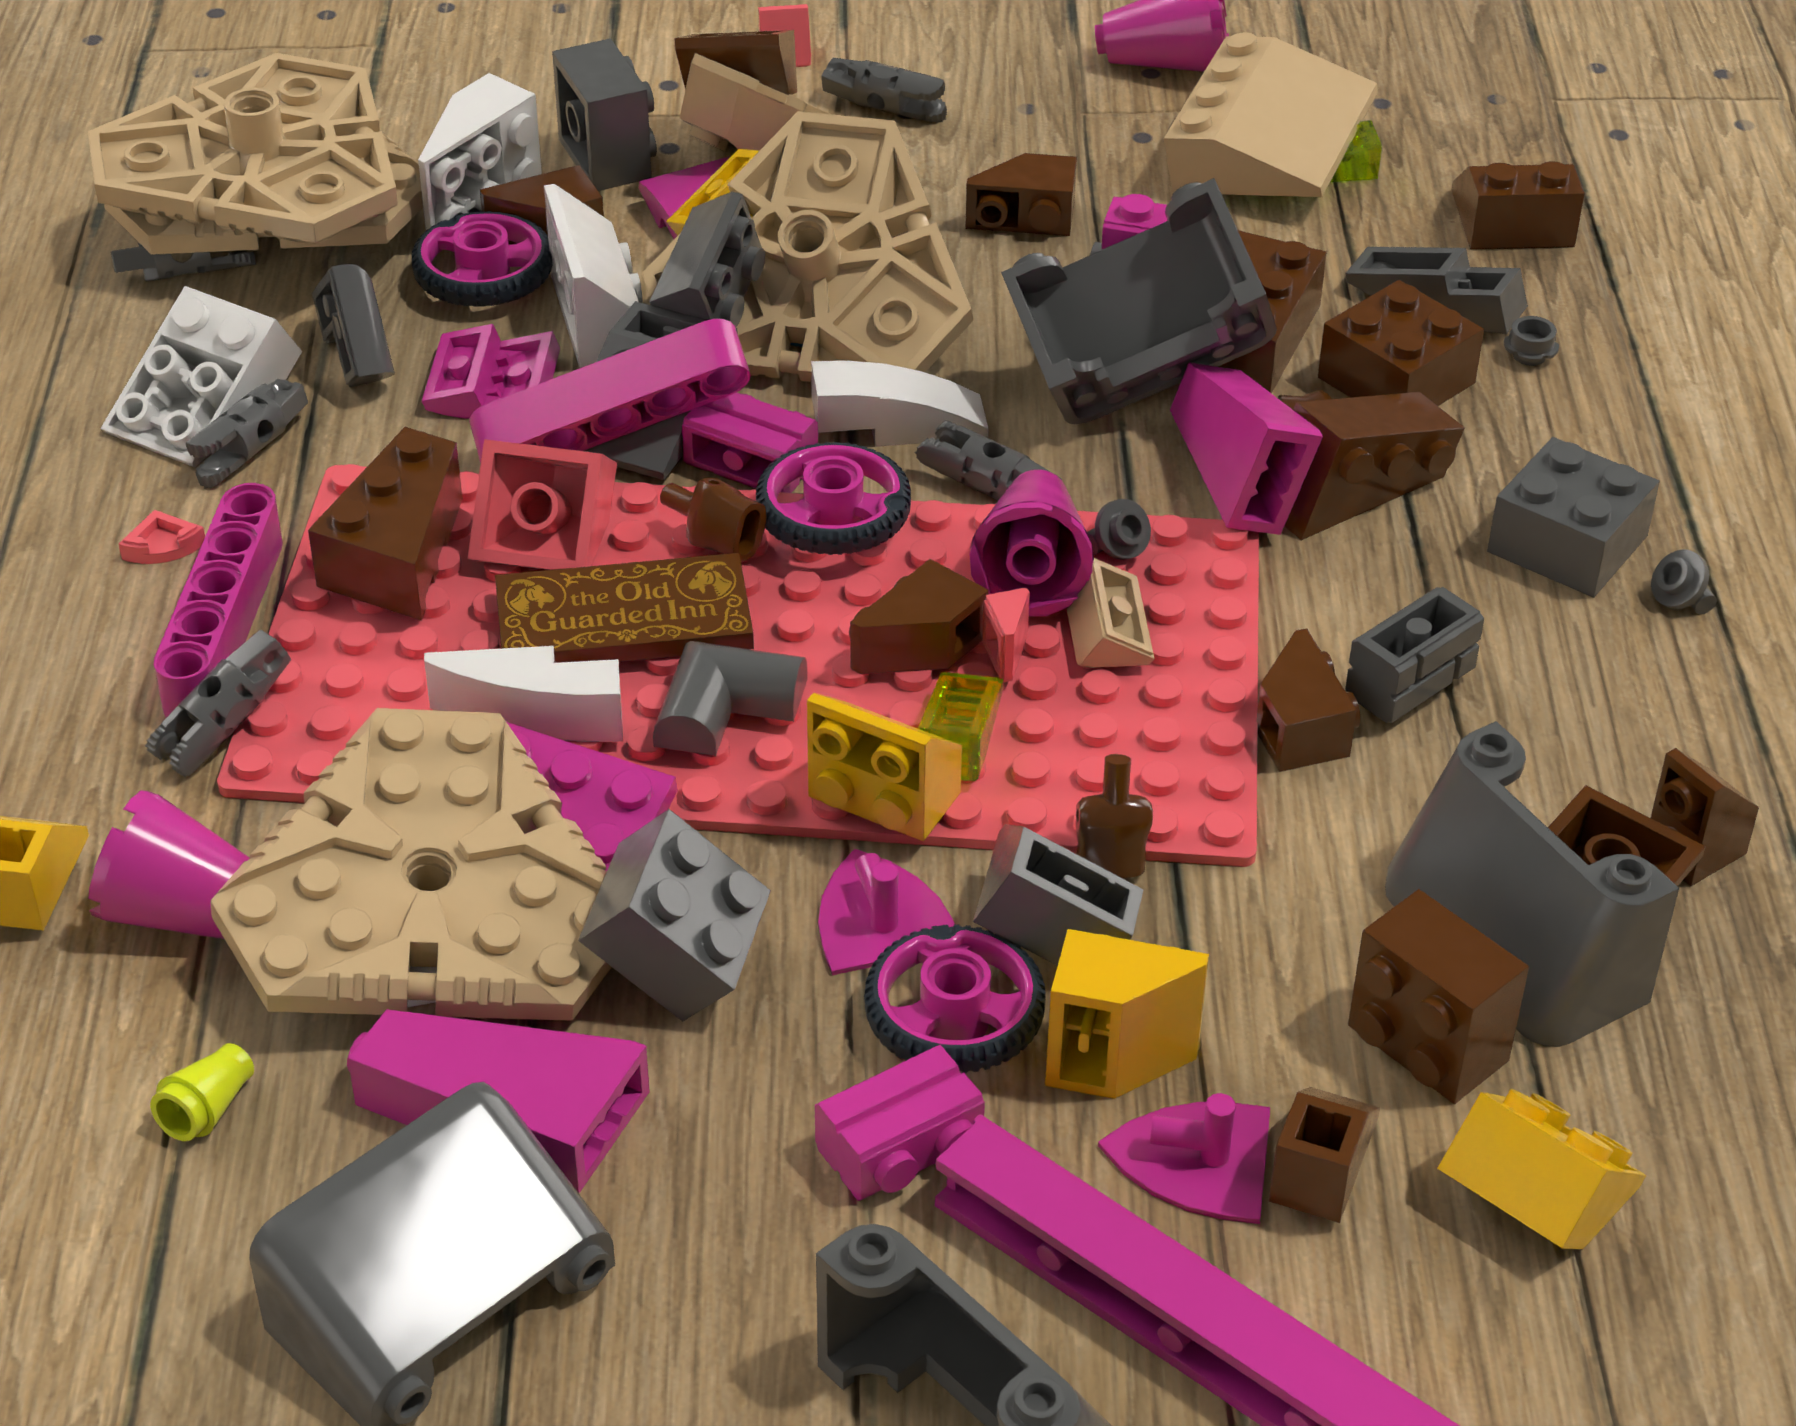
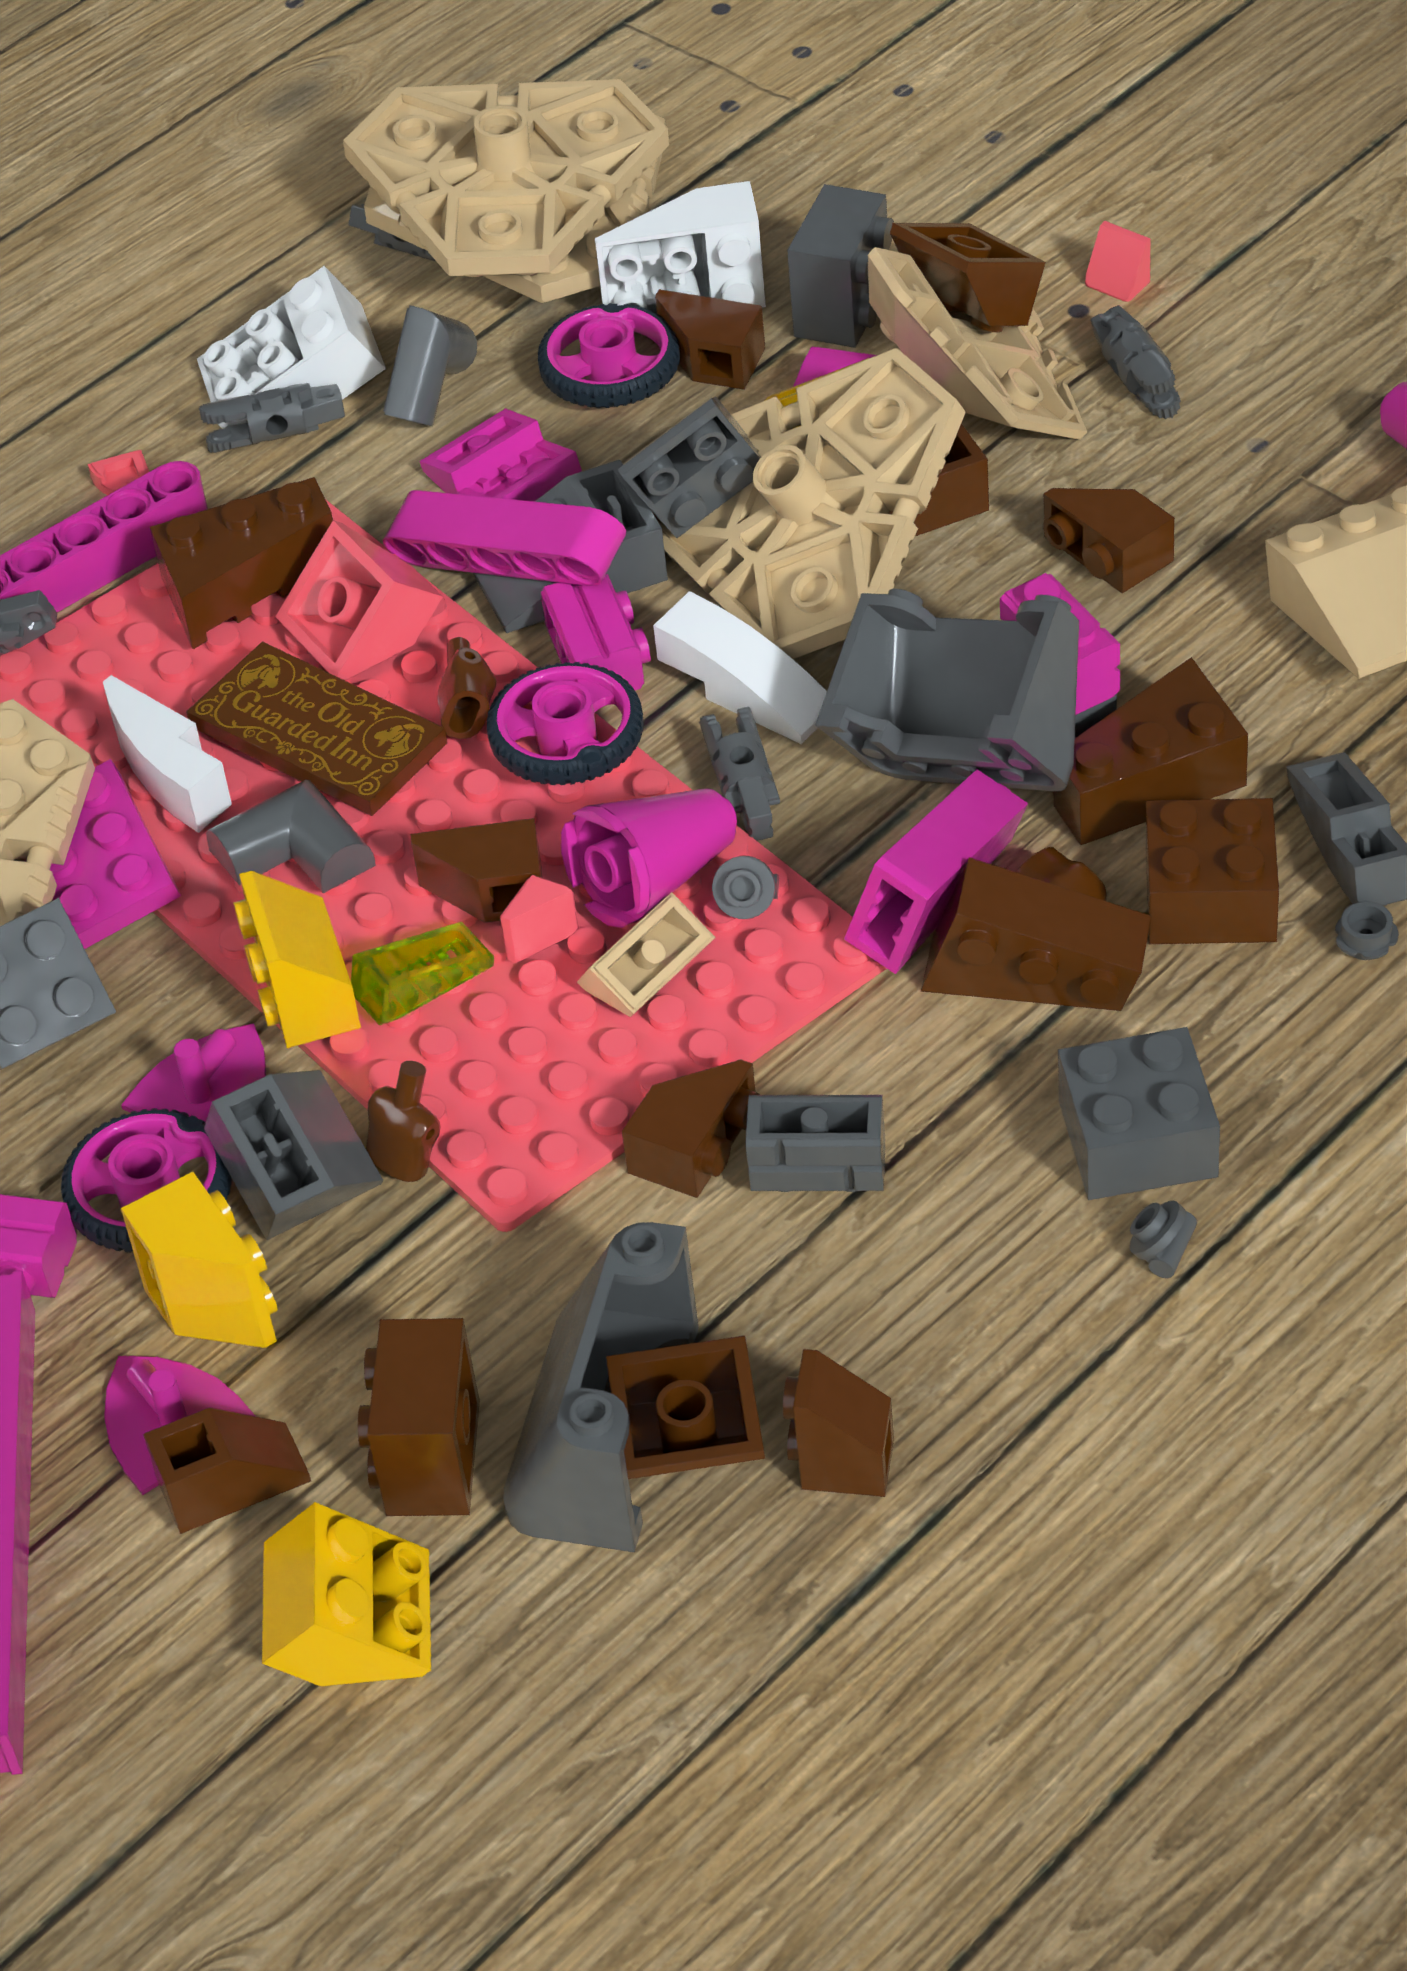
camera: 50 degrees right, 5 degrees up
(588, 272) = (640, 396): white slope -> none

